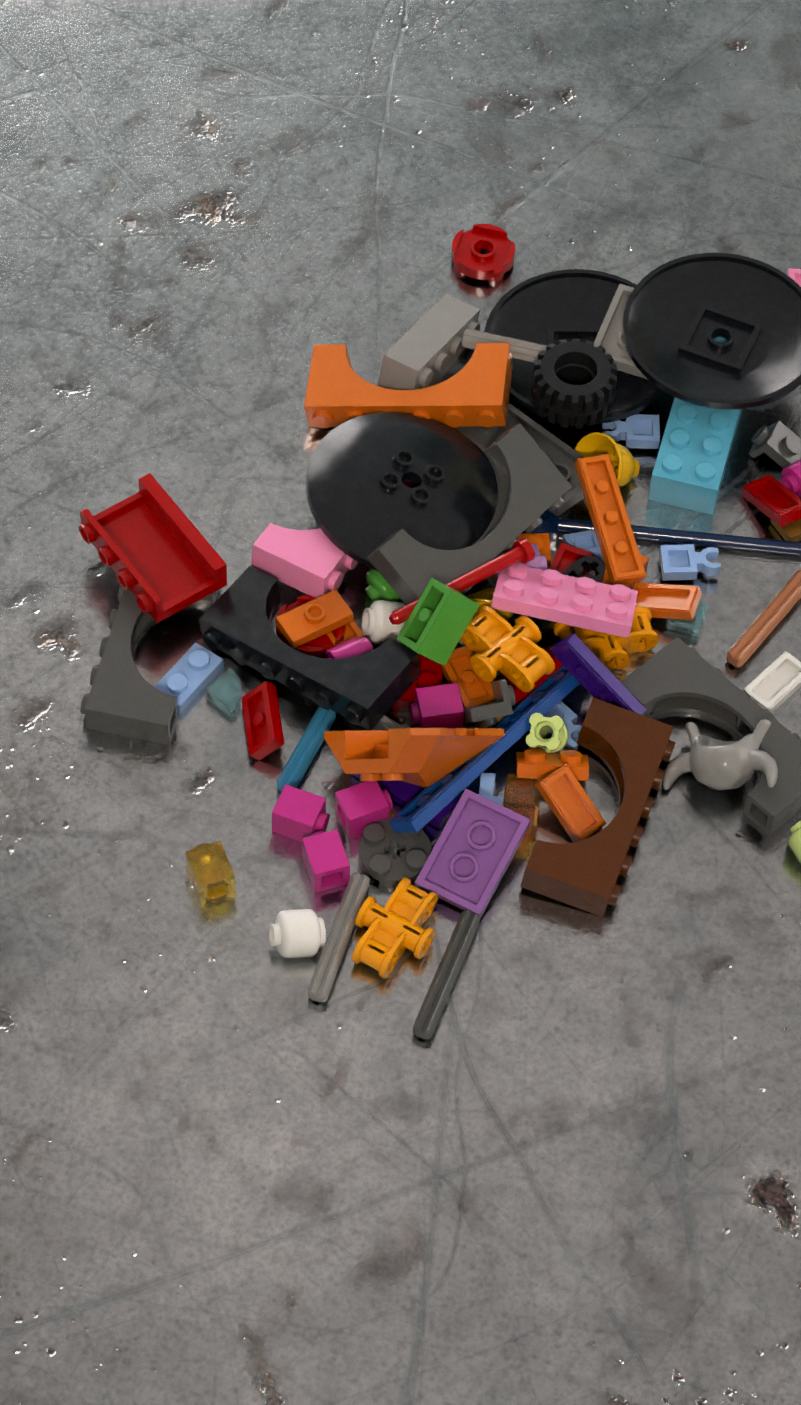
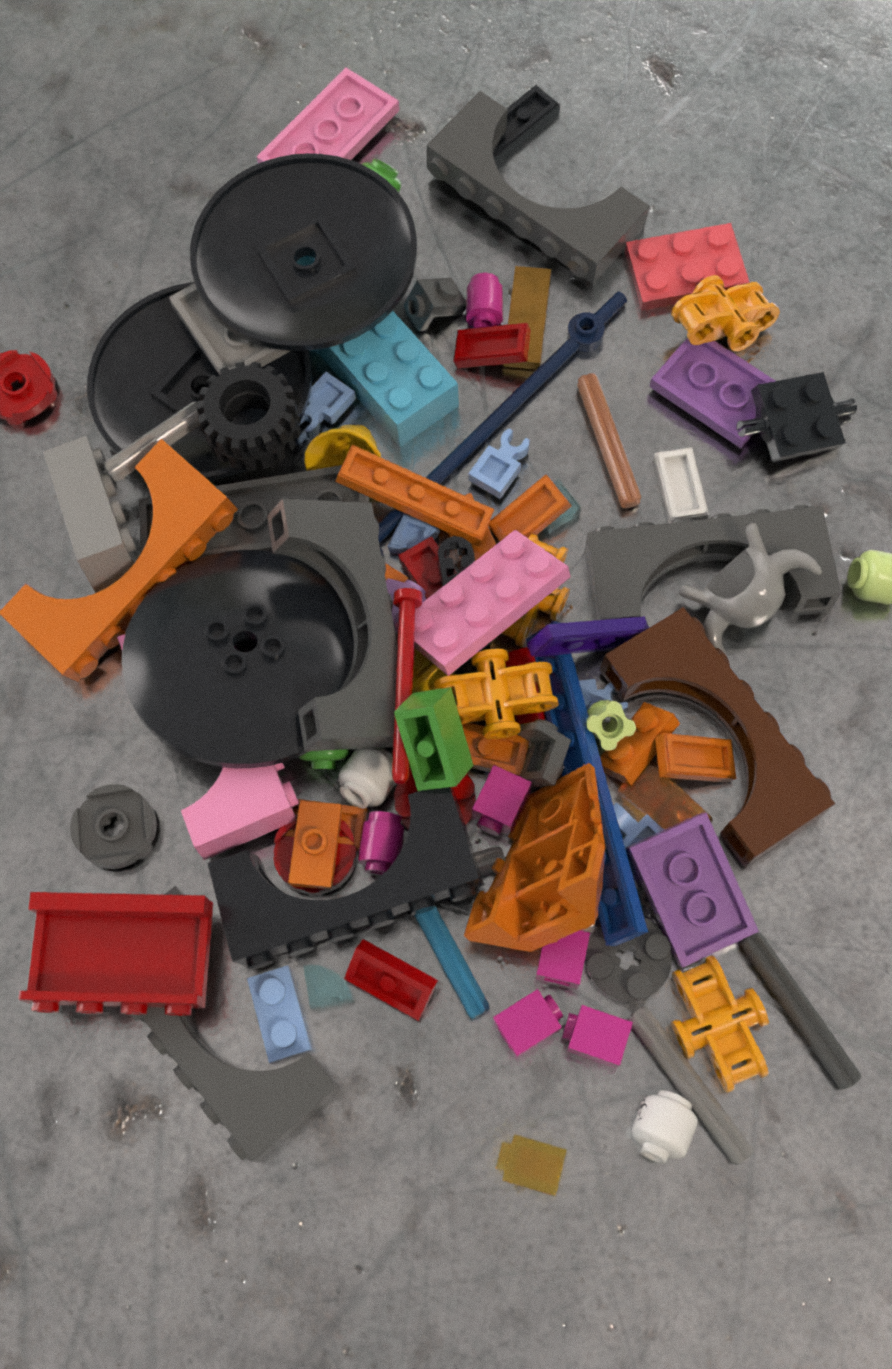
camera: 45 degrees left, 15 degrees up
(230, 523) = (96, 812): none -> dark grey plate

